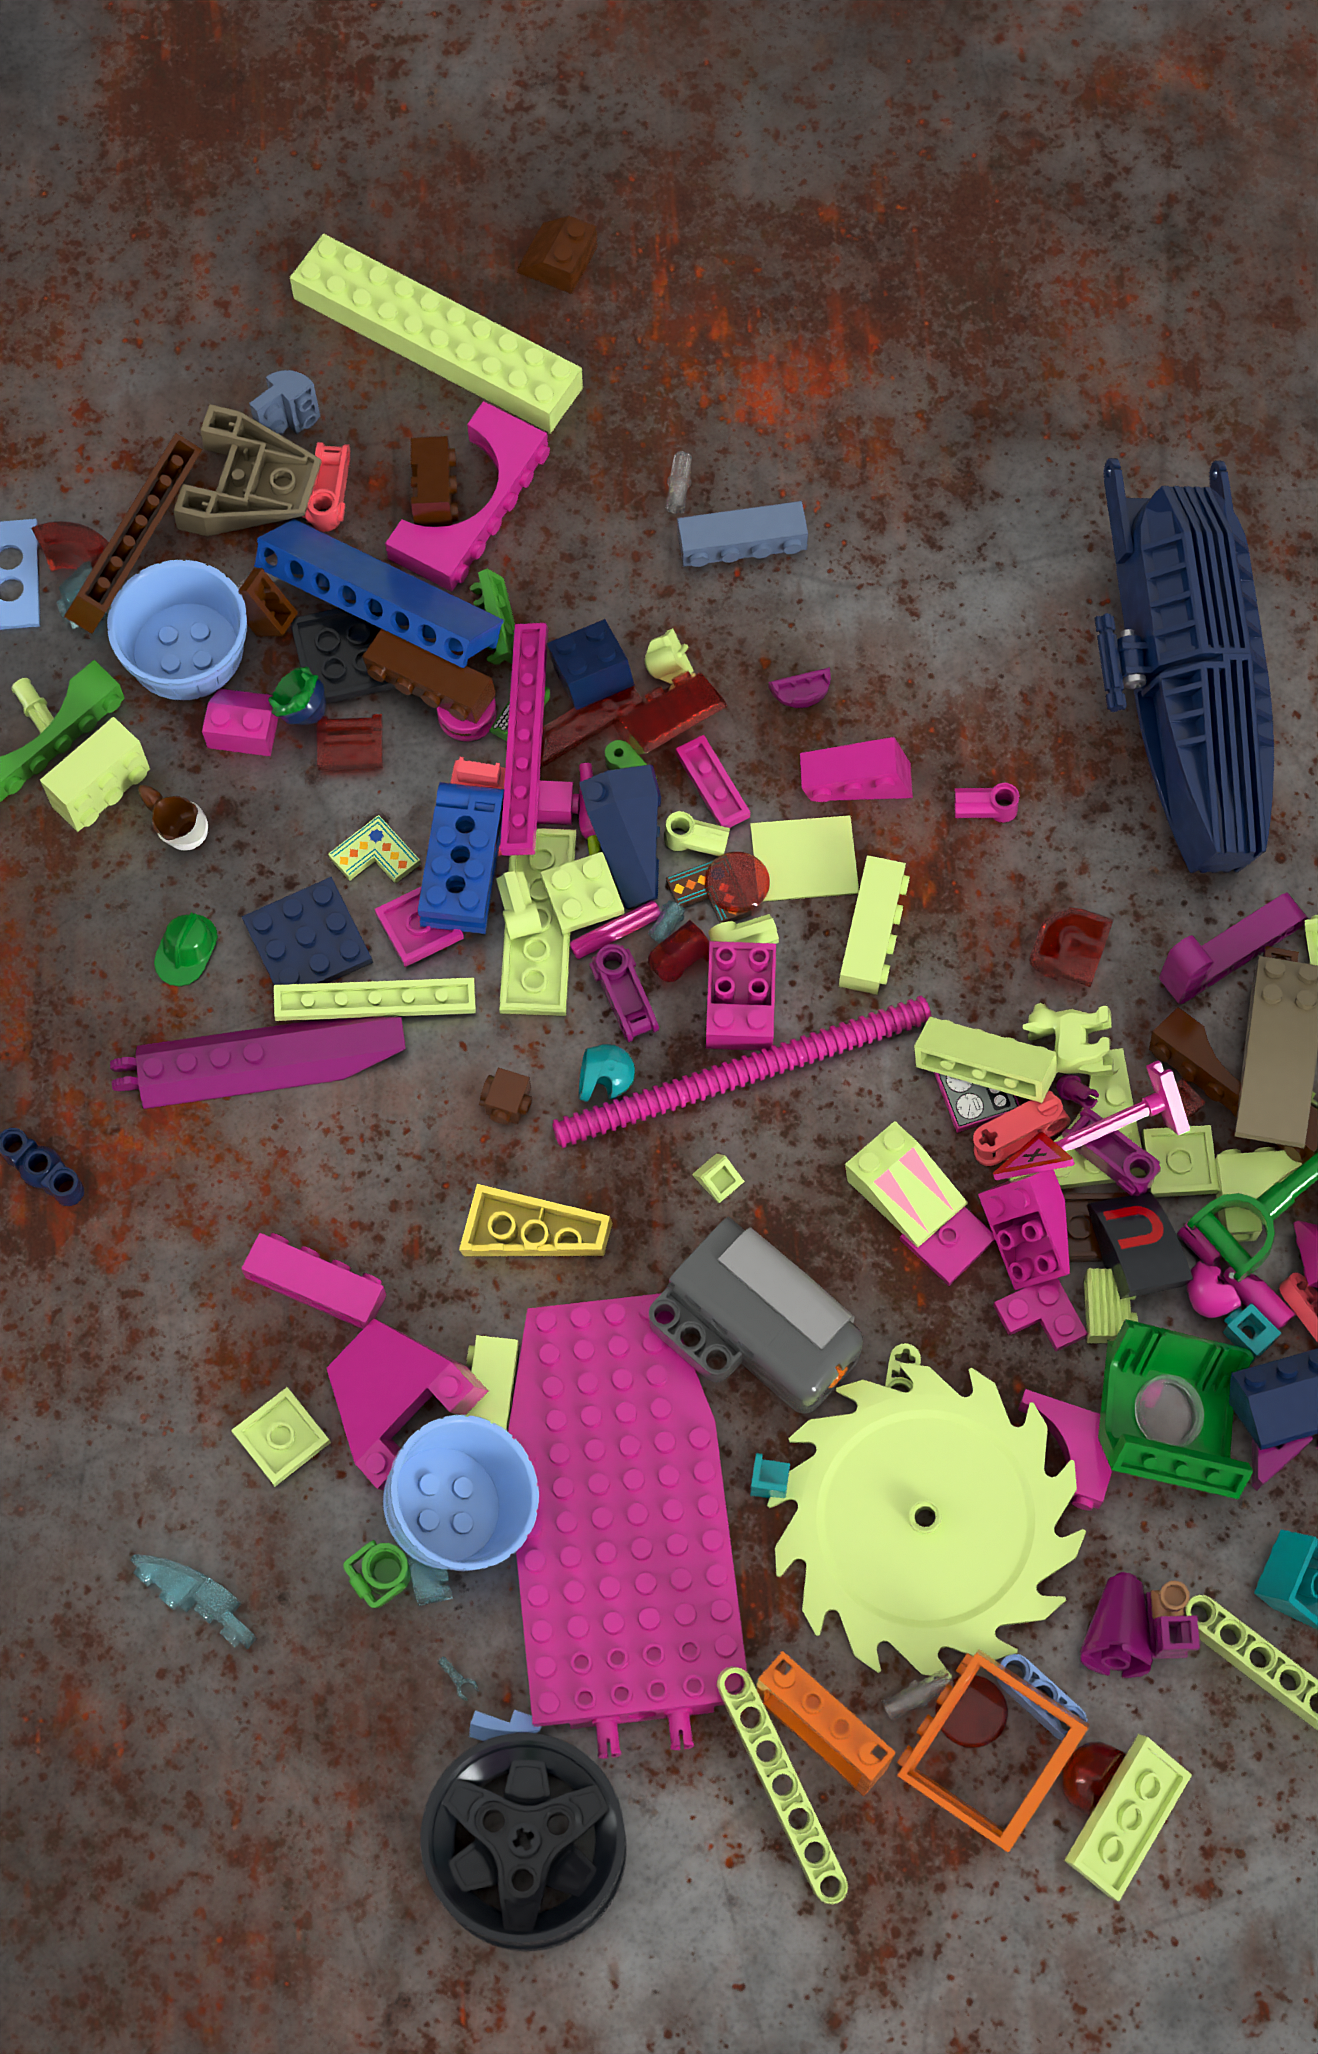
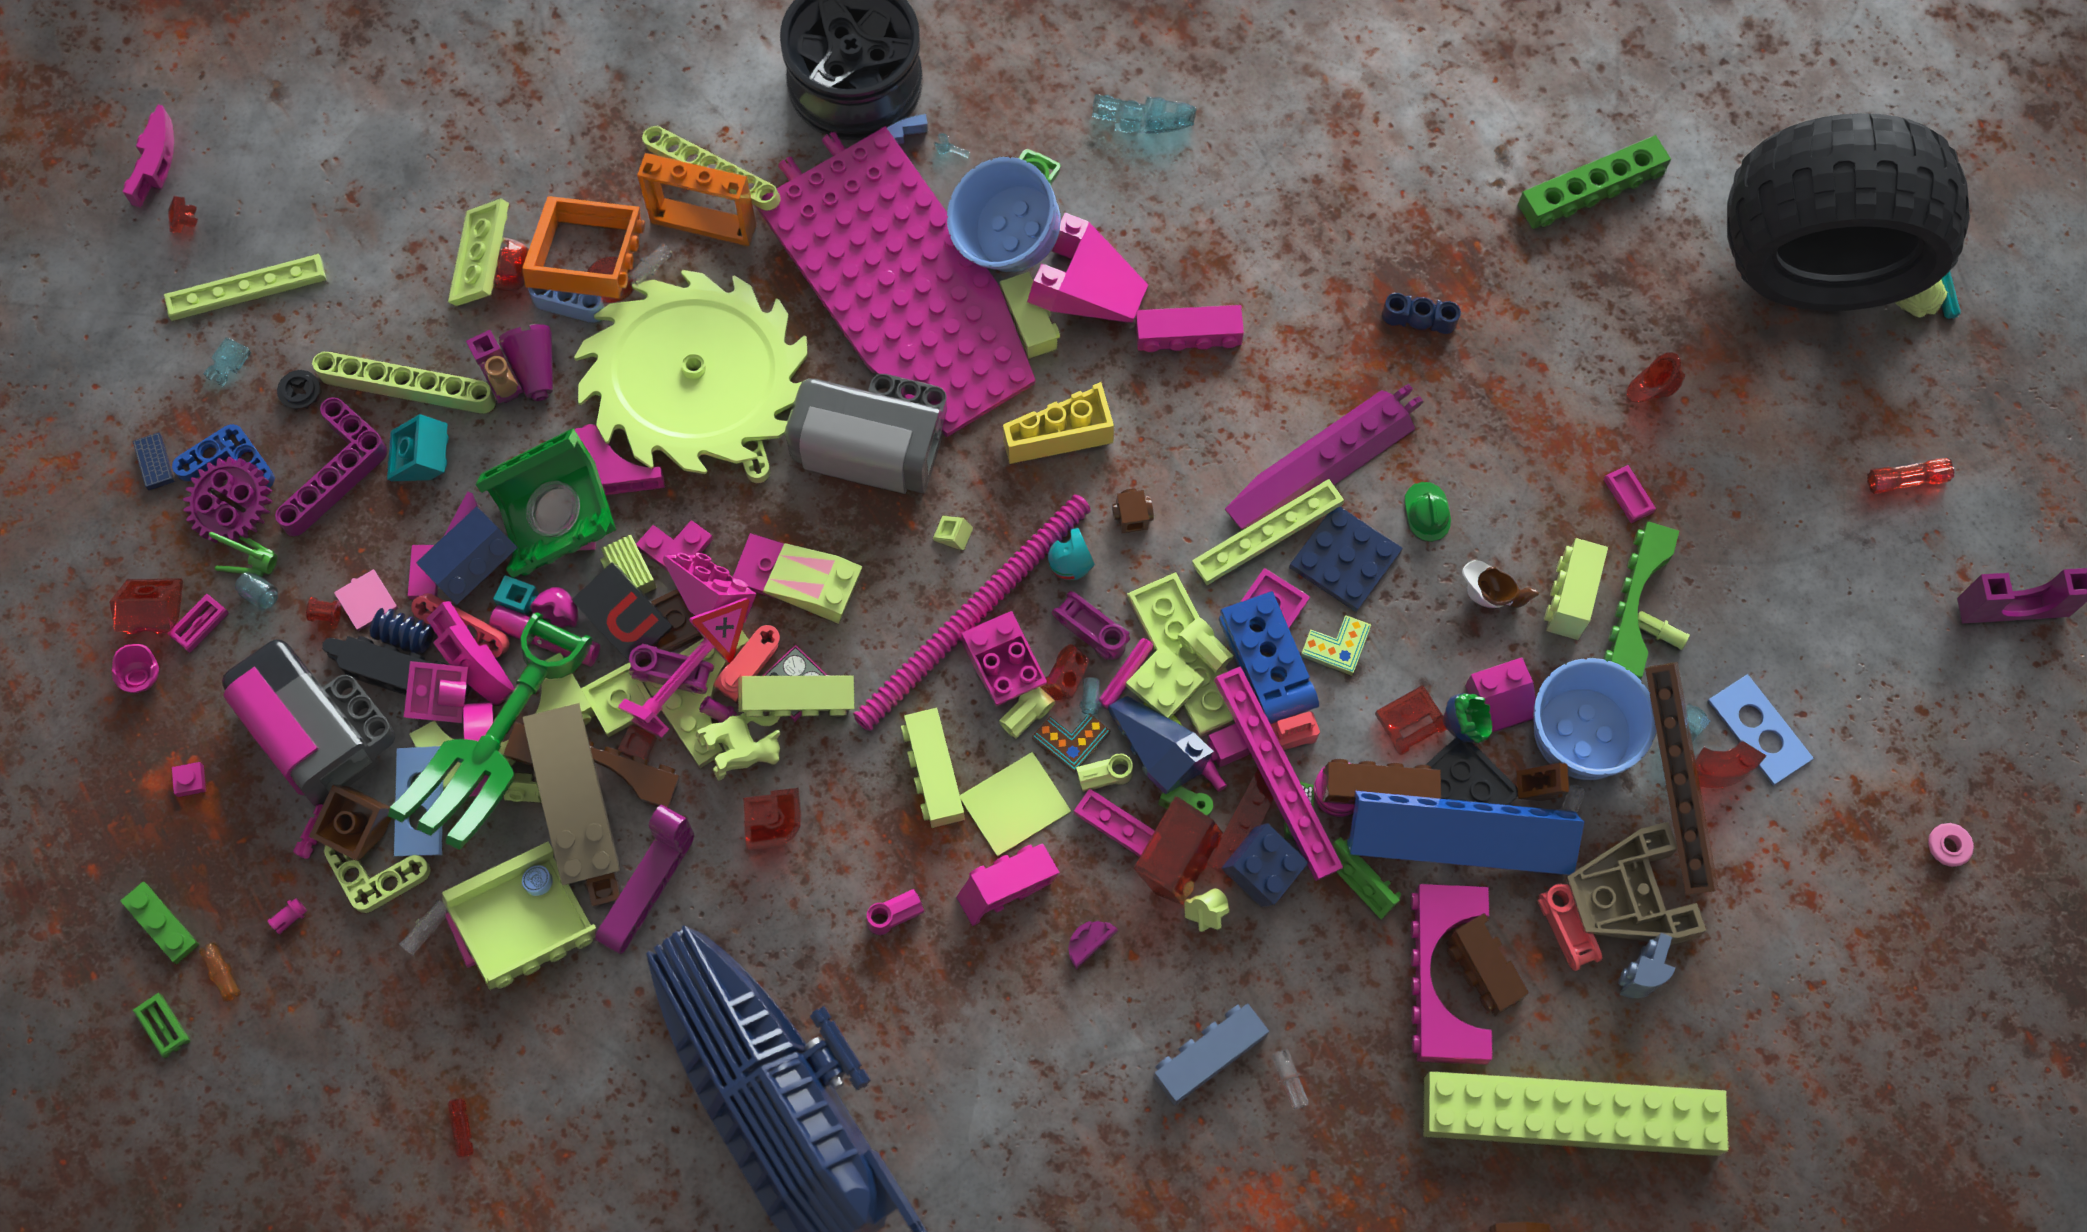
camera: 150 degrees right, 0 degrees up
(281, 1436) = (1150, 227): yellowish green plate -> none
(737, 882) = (1054, 752): clear red piece -> none
(769, 1478) = (811, 348): teal panel -> none

